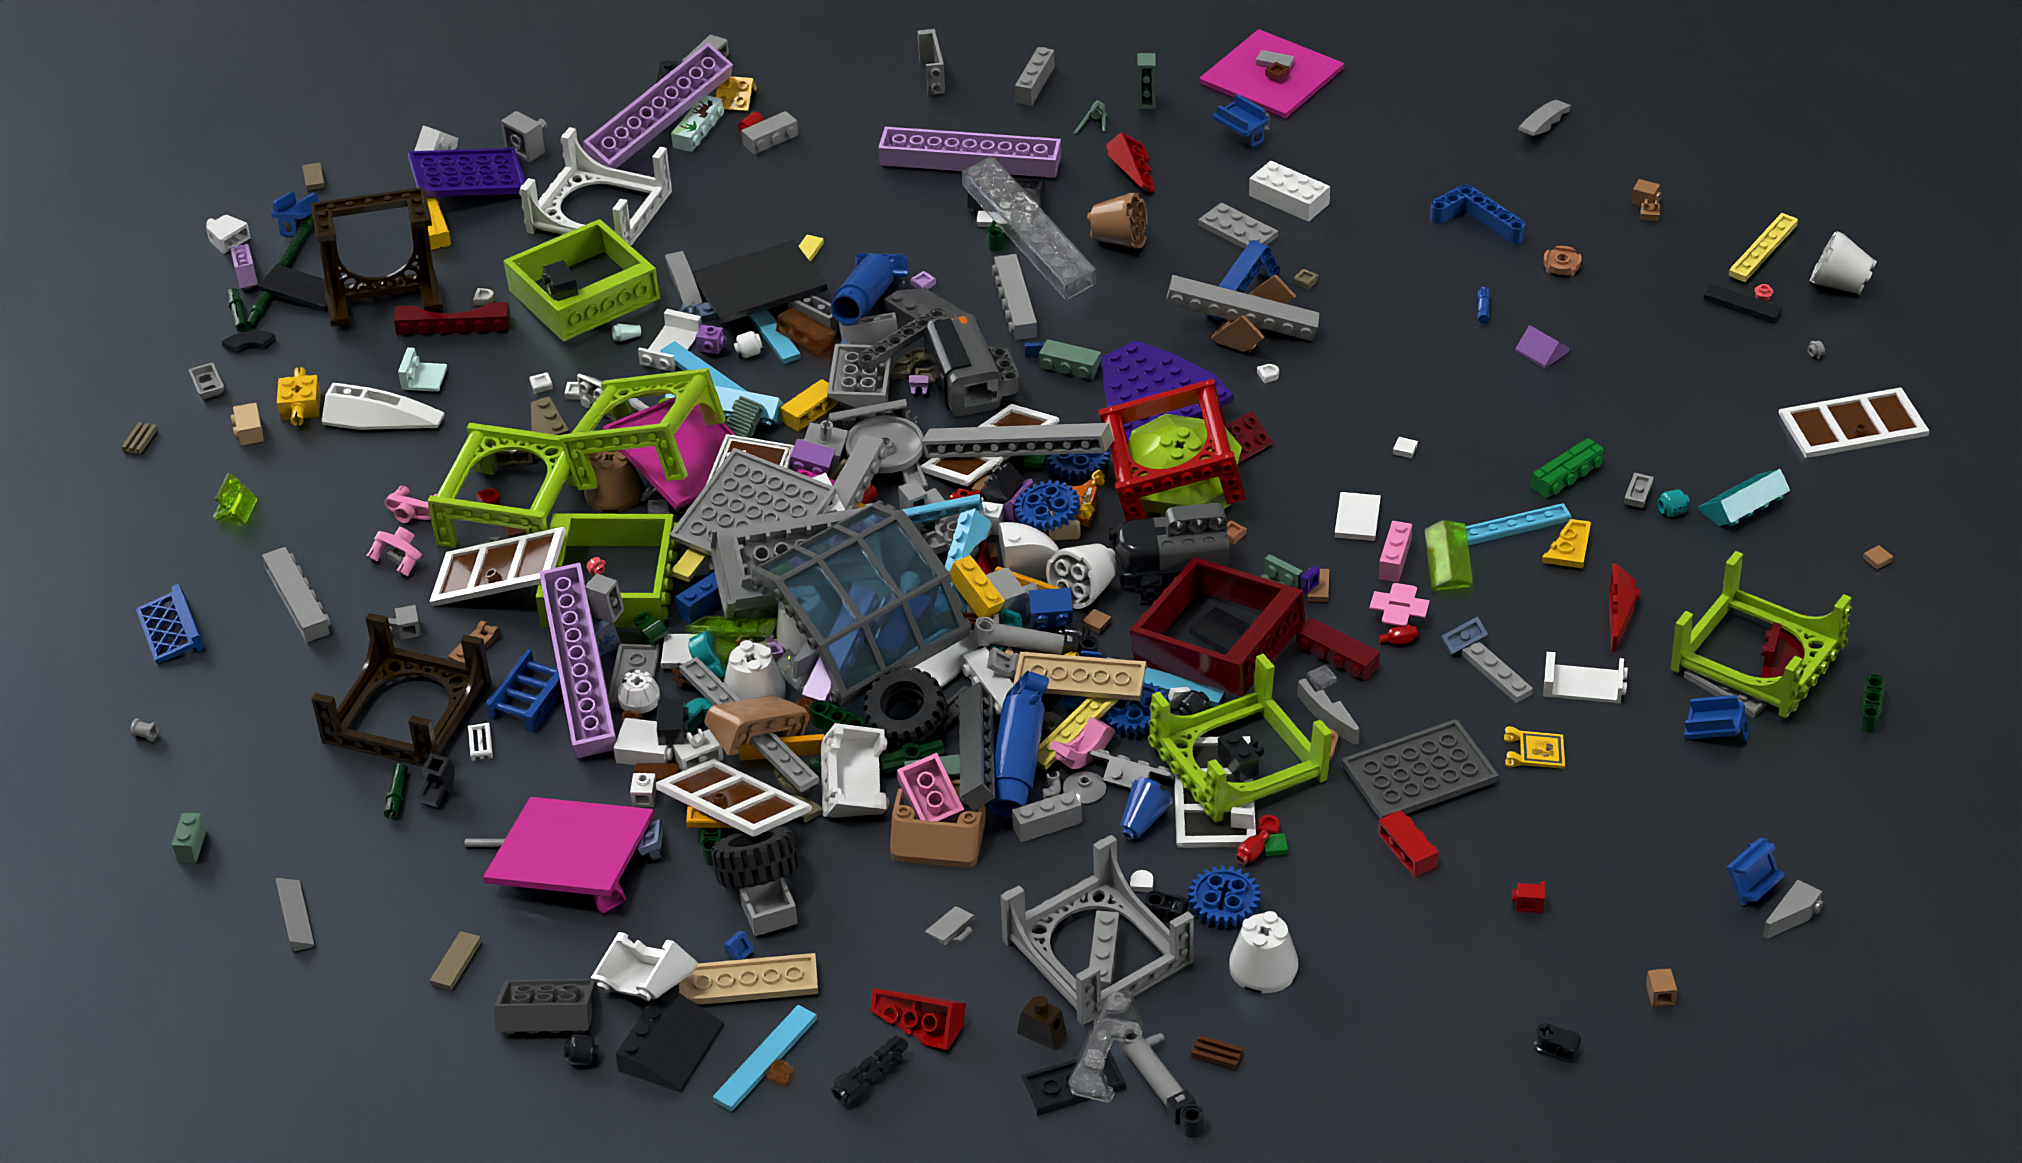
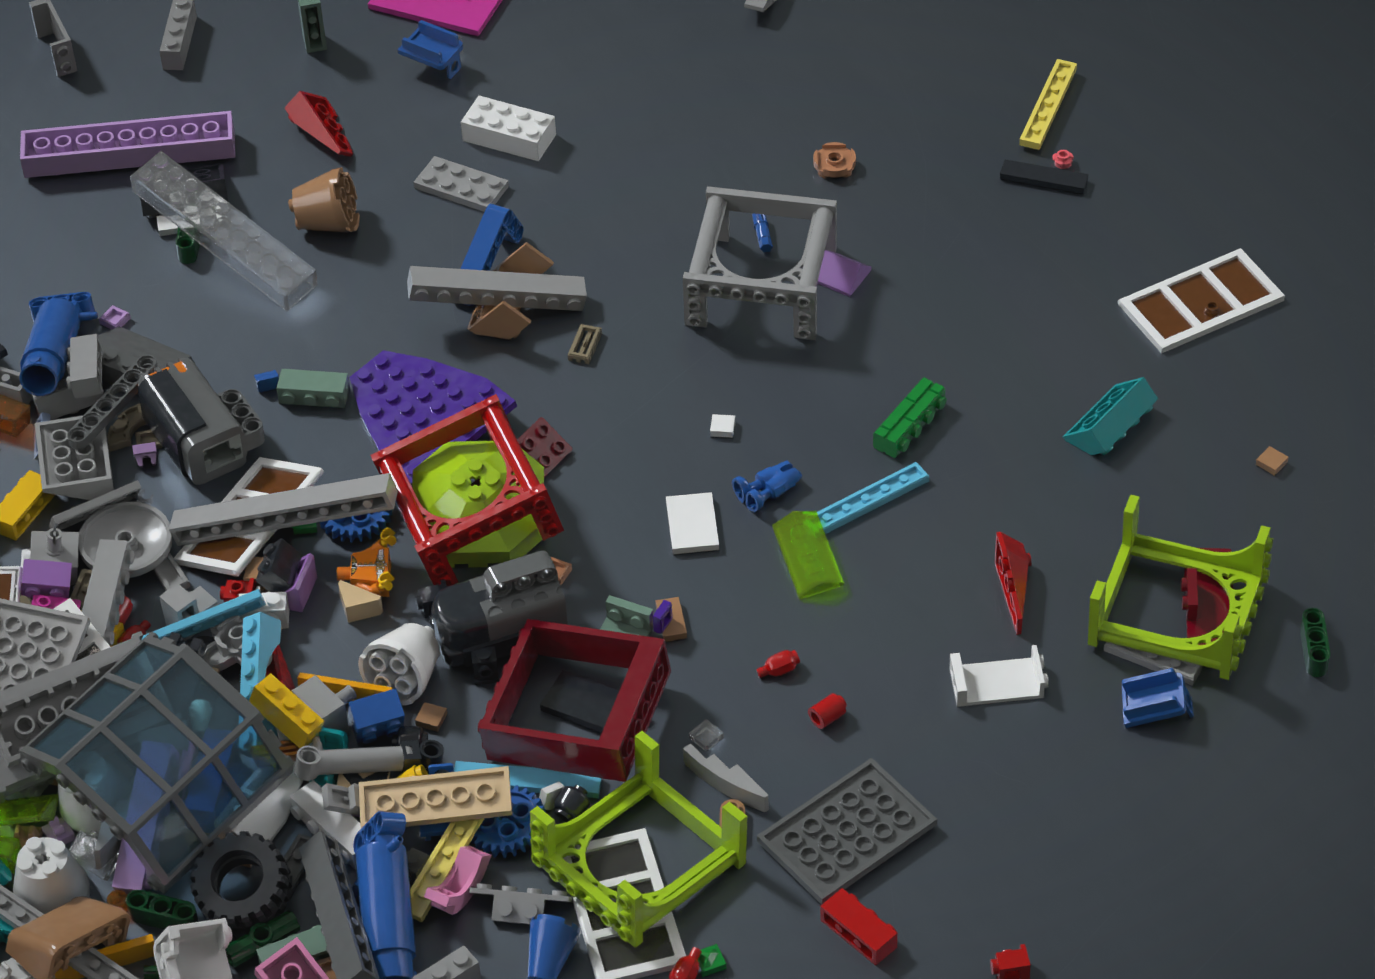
camera: 15 degrees left, 5 degrees up
(886, 307) = (84, 366): none -> light grey brick
(993, 556) = (290, 659): reddish brown tile -> none
(1015, 297) = (228, 320): light grey brick -> none
(1025, 549) = (327, 645): white brick -> none
(1055, 786) = (439, 944): light grey arm -> none
(1058, 498) = (327, 597): blue gear -> none
(1087, 786) = (477, 940): light grey dish -> none
(1096, 112) = (260, 66): sand green plant -> none
(1239, 756) = (642, 858): black brick -> none
(1242, 818) = (666, 937): white tile -> none
(1268, 373) = (543, 361): white tile -> none
(1268, 823) = (695, 936): red tile -> none
(1305, 279) = (554, 234): dark tan tile -> none
(1310, 366) = (581, 355): none -> dark tan tile
(1337, 649) = (715, 696): dark red brick -> none
(1395, 551) = (747, 560): bright pink brick -> none
(1401, 606) = (770, 627): bright pink piece -> none
(1429, 677) = (827, 710): none -> red brick
(1431, 497) = (771, 481): none -> blue piece
(1442, 292) = (715, 227): none -> light grey arch
(1464, 635) = (852, 651): sand blue plate -> none
(1481, 208) = (730, 111): blue beam -> none
(1497, 671) = (899, 687): light grey plate -> none
(1535, 749) = (969, 774): yellow flag -> none
(1570, 546) = (938, 513): yellow wing -> none
(1638, 490) = (994, 429): light grey plate -> none
(1645, 190) = (904, 61): medium nougat brick -> none
(1650, 211) = (913, 81): medium nougat tile -> none
(1673, 503) = (1036, 438): teal head -> none
(1754, 871) = (1249, 880): blue piece -> none
(1794, 909) = (1302, 914): light grey slope -> none
(1816, 349) = (1138, 218): light grey plate -> none
(1843, 265) = (1141, 113): white cone -> none

